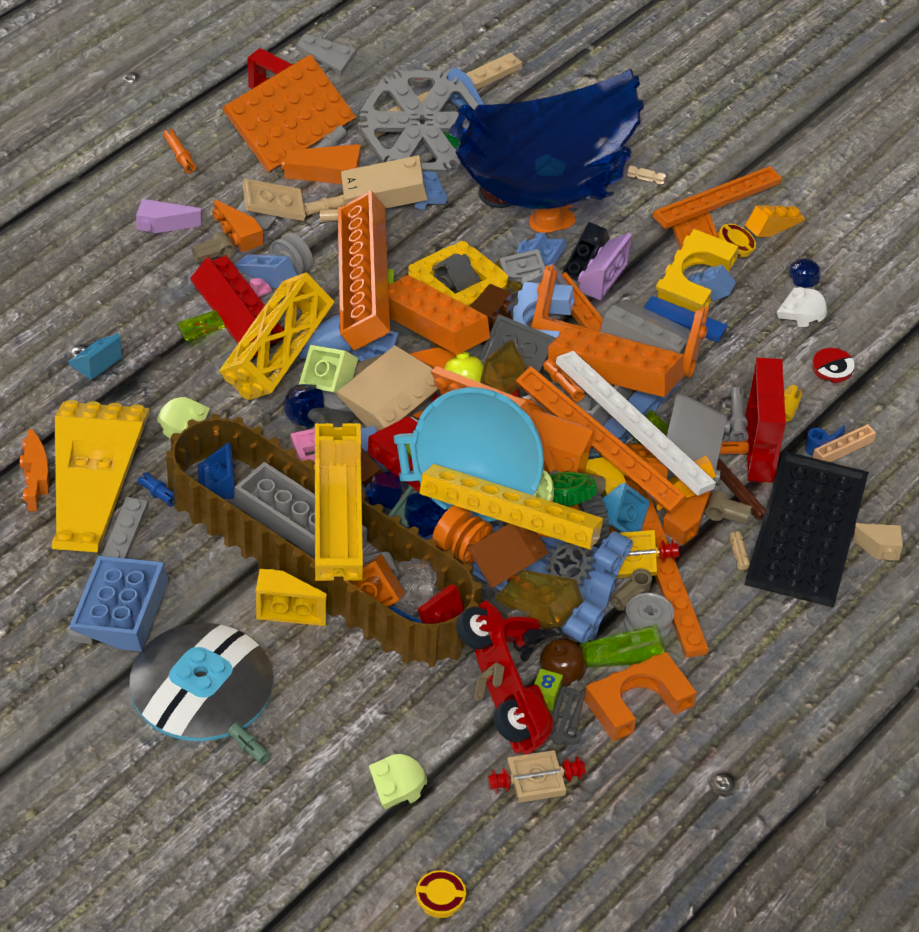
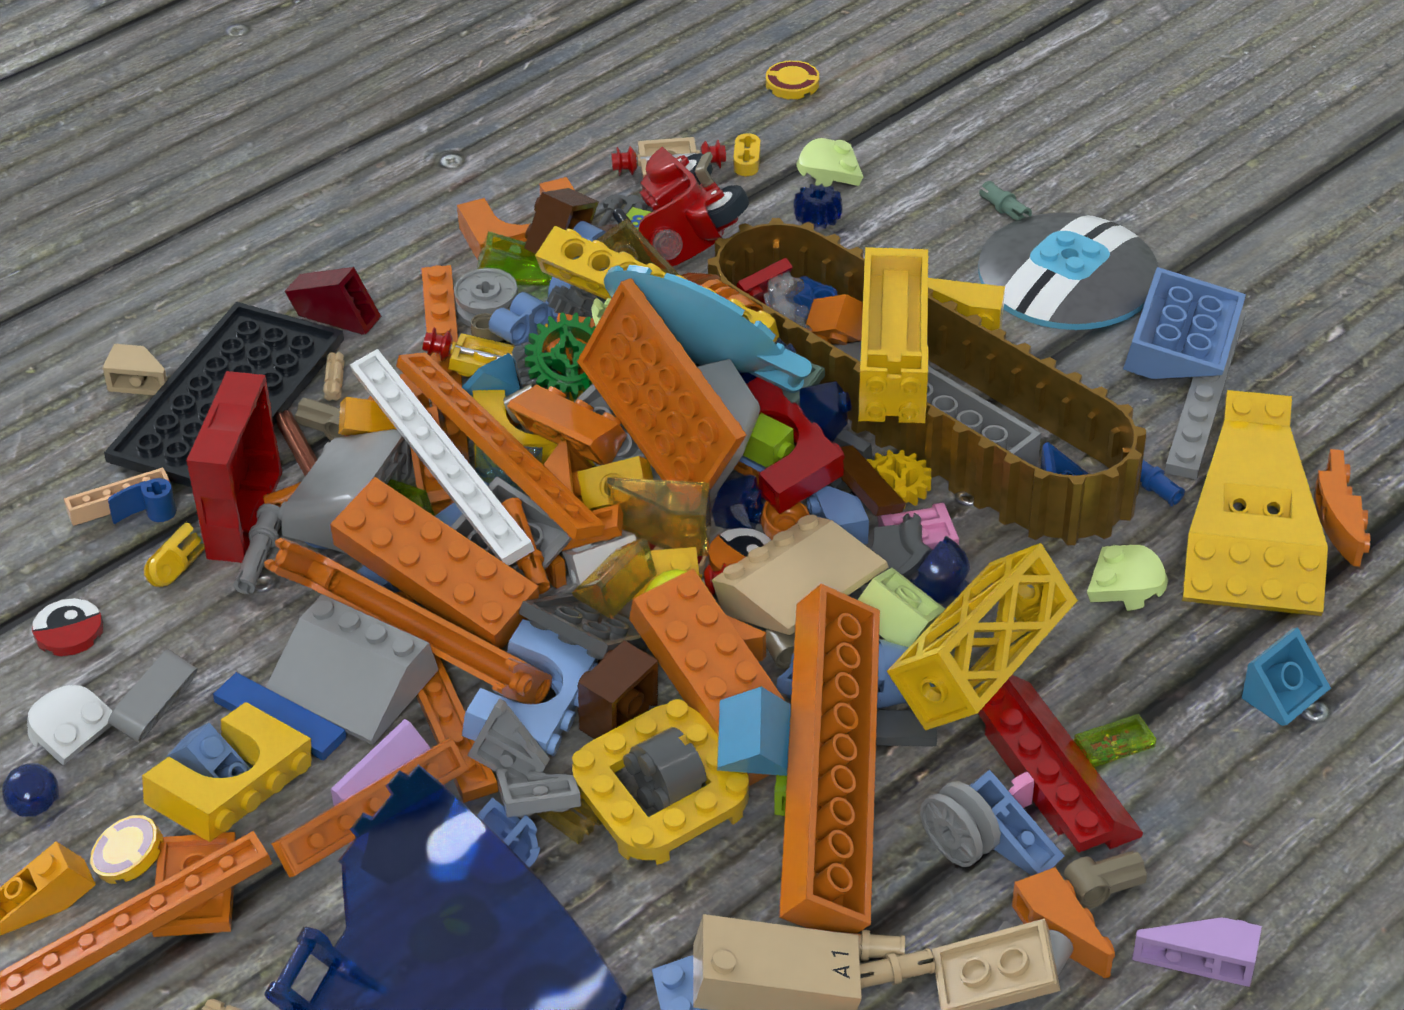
camera: 170 degrees left, 5 degrees down
(404, 725) = (818, 205): none -> clear blue gear
(406, 272) = (754, 733): none -> dark azure slope
(466, 792) = (743, 154): none -> yellow beam
(603, 643) = (560, 209): none -> reddish brown brick
(608, 240) = (332, 828): none -> orange tile
(759, 317) = (152, 695): none -> light grey beam
(763, 603) = (334, 299): none -> dark red slope

